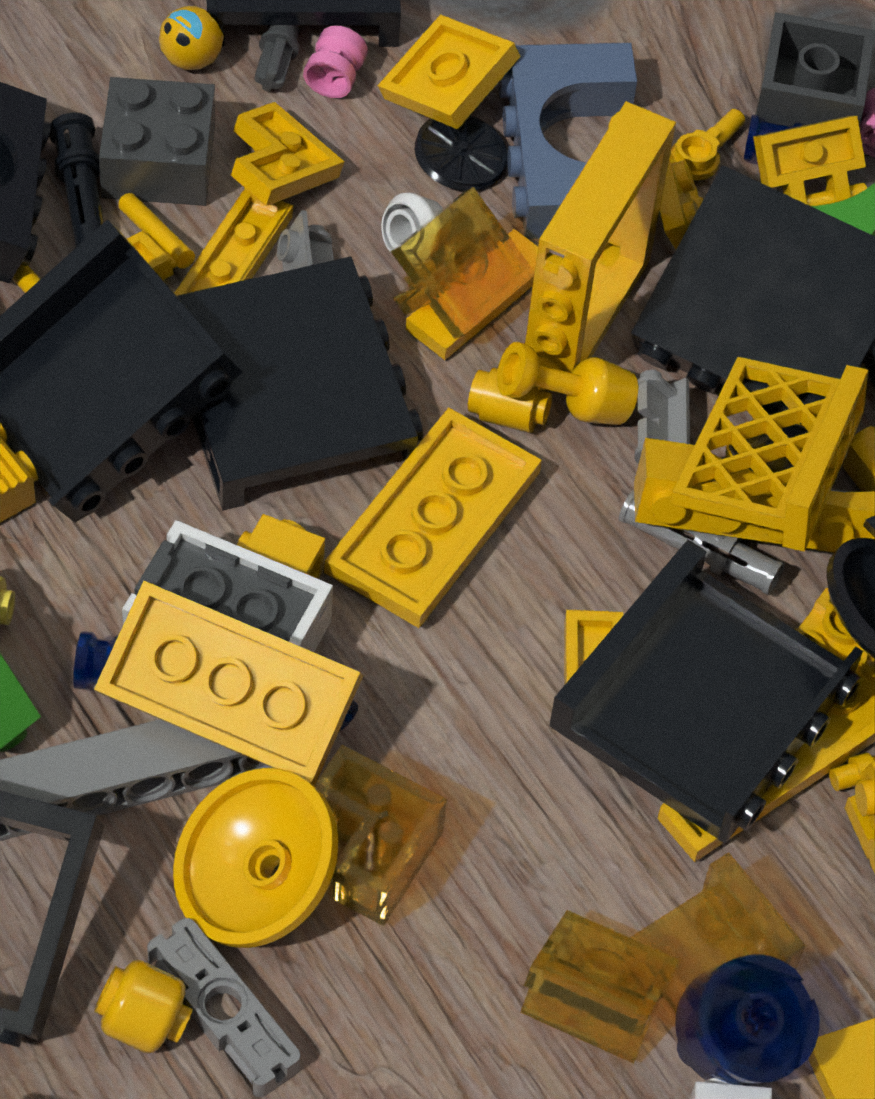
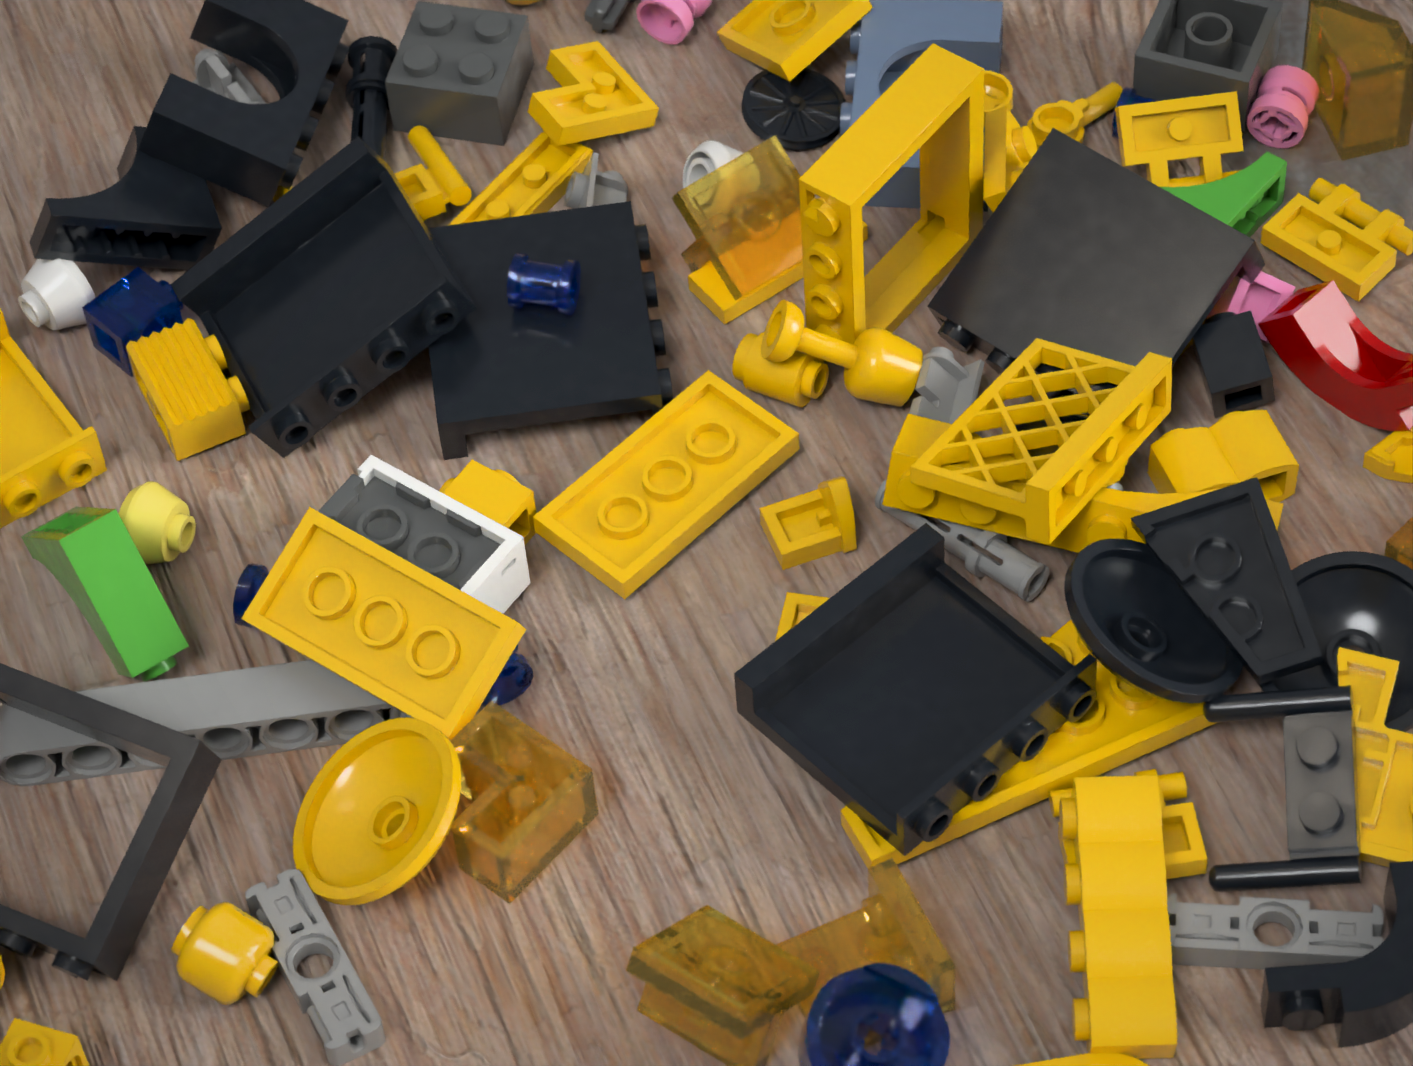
camera: 20 degrees right, 5 degrees down
(285, 335) = (564, 278): none -> clear blue bush
(568, 541) = (811, 524): none -> yellow tile

